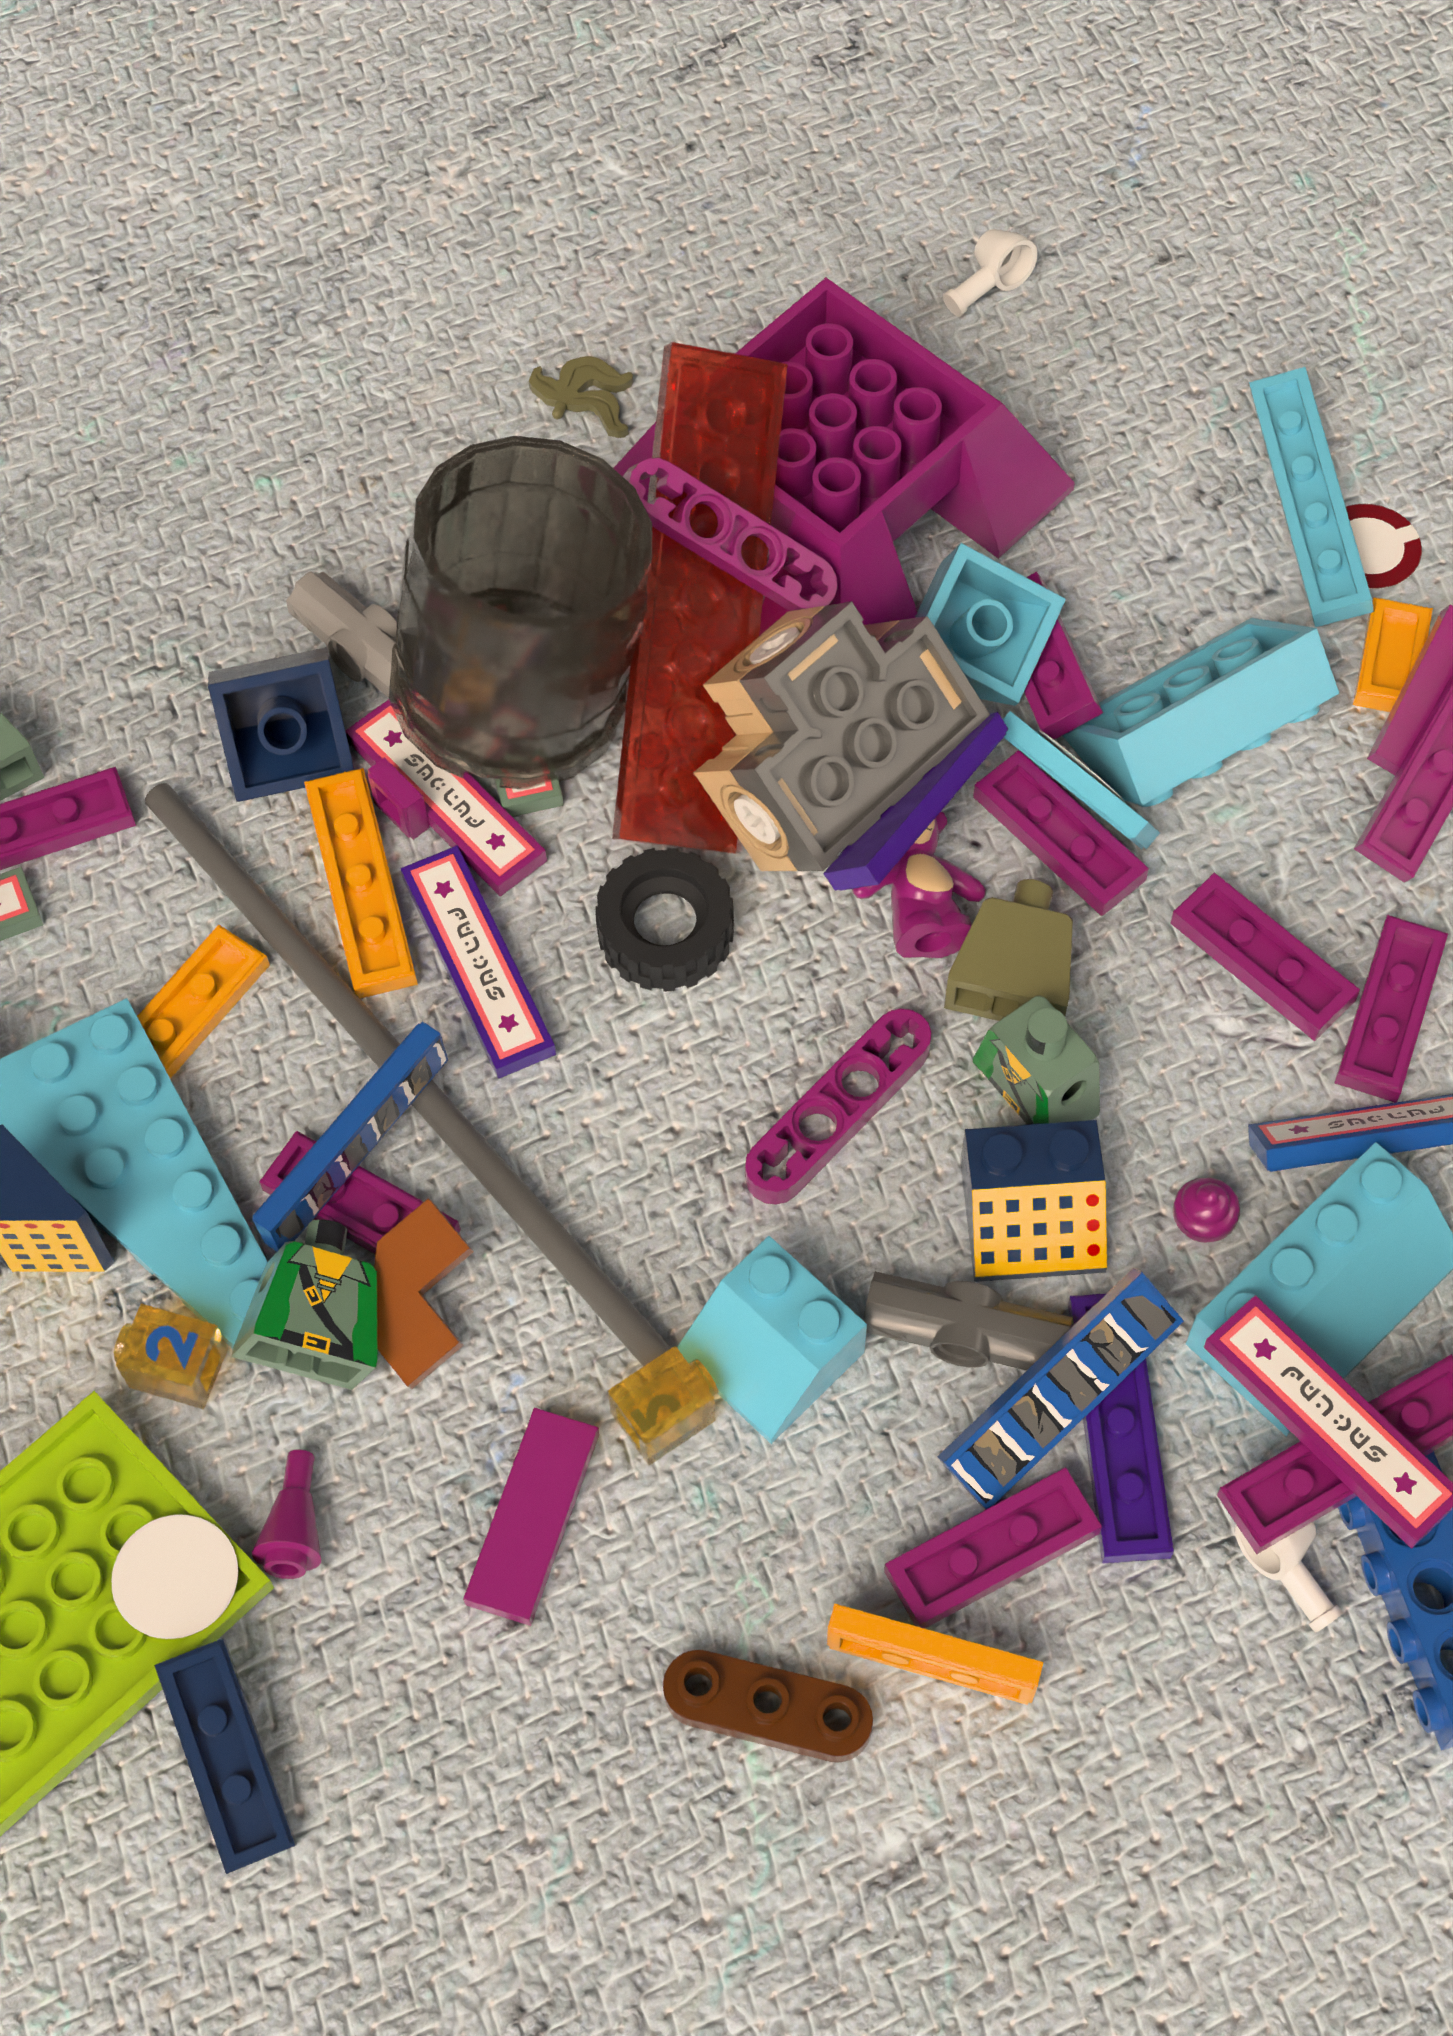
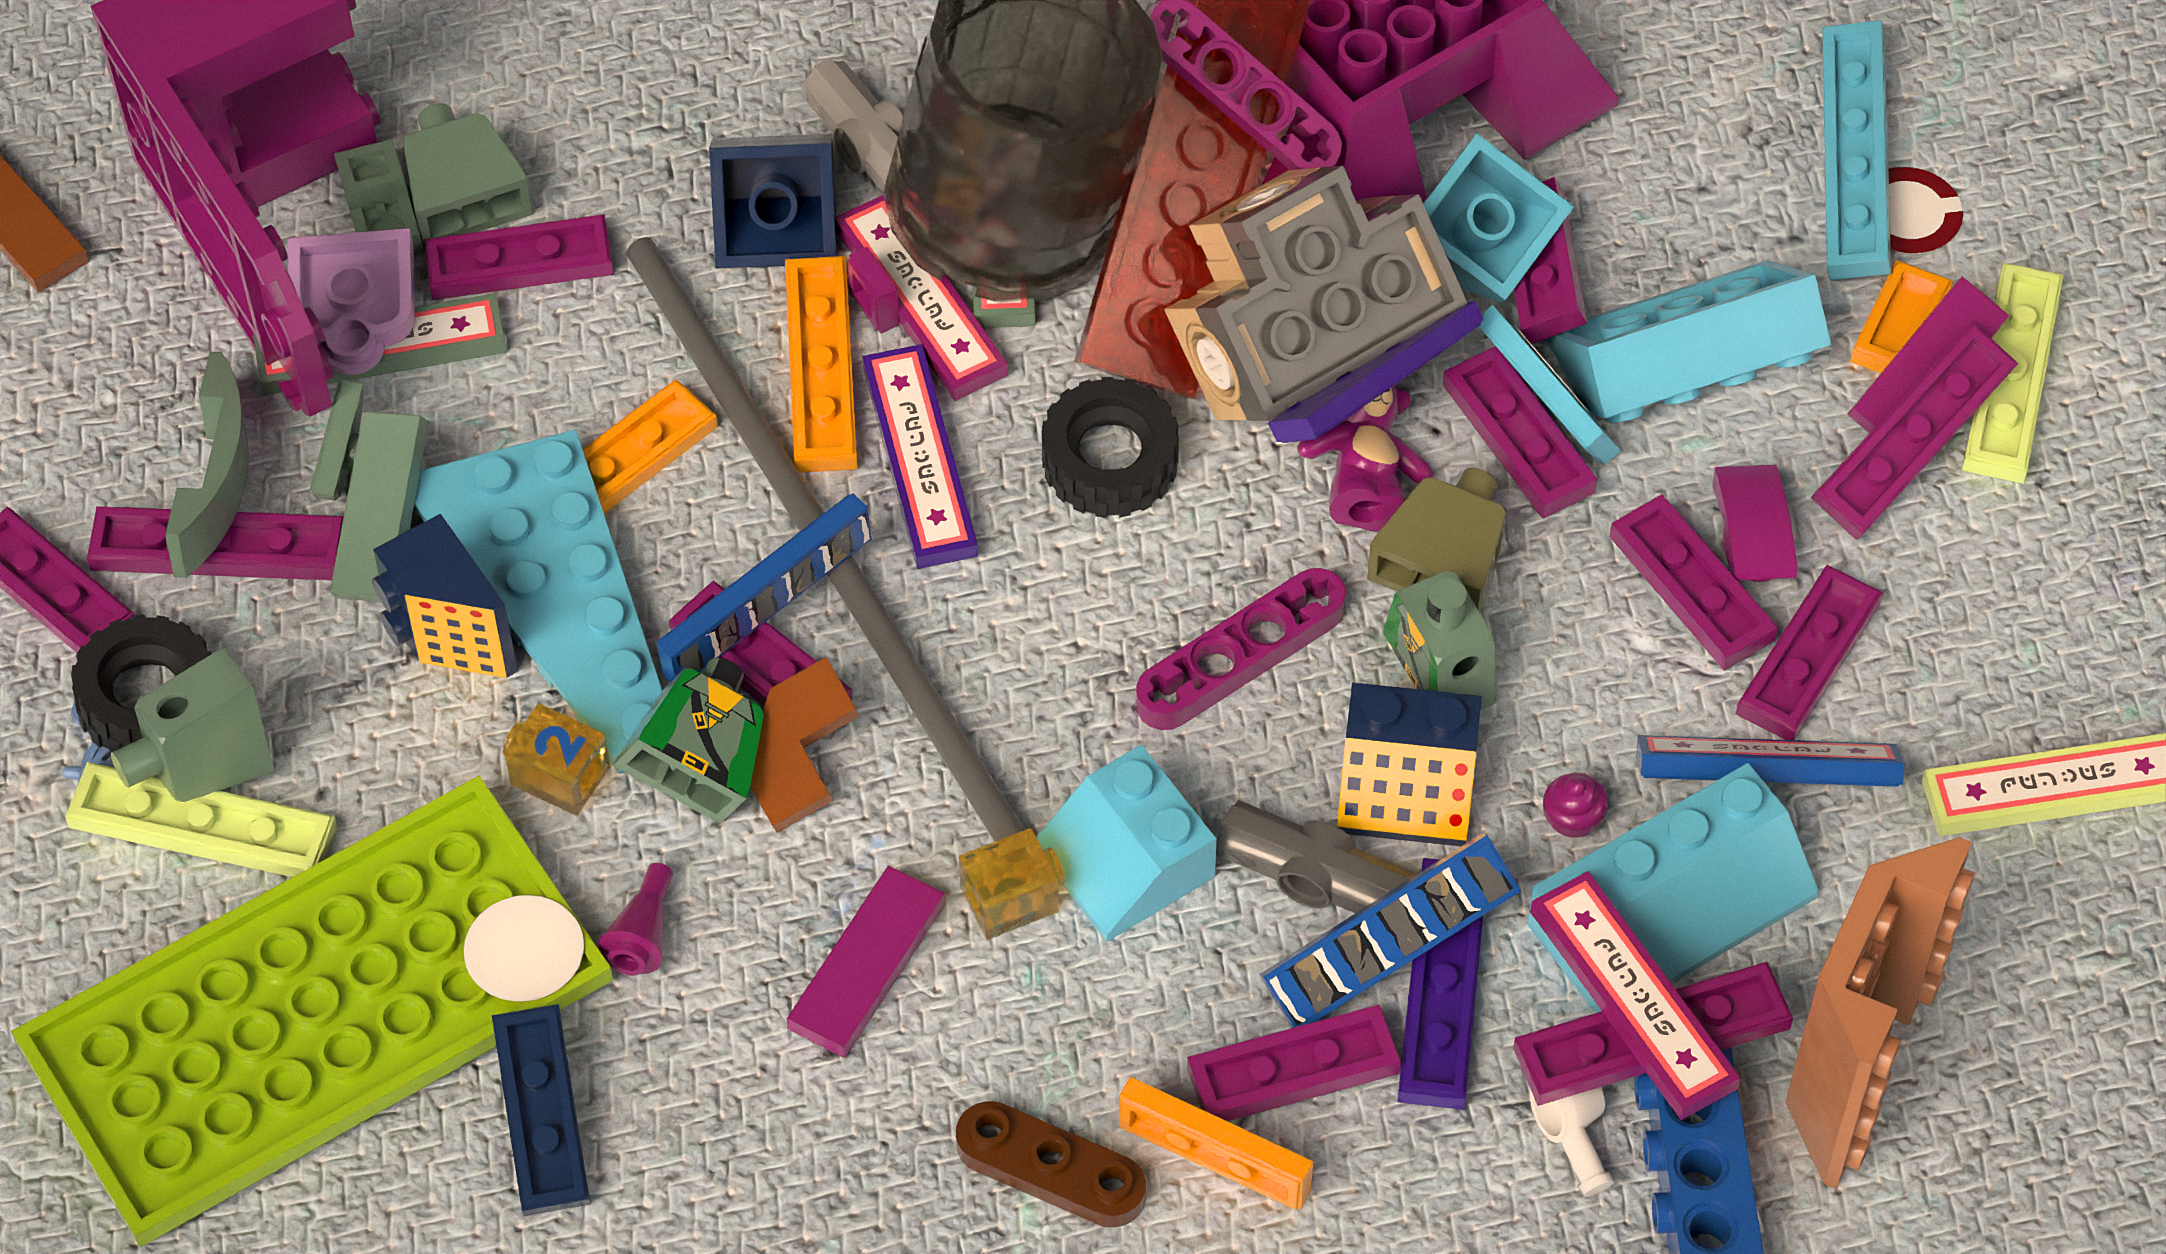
camera: 10 degrees right, 5 degrees down
(1311, 885) = (1756, 522): none -> magenta slope

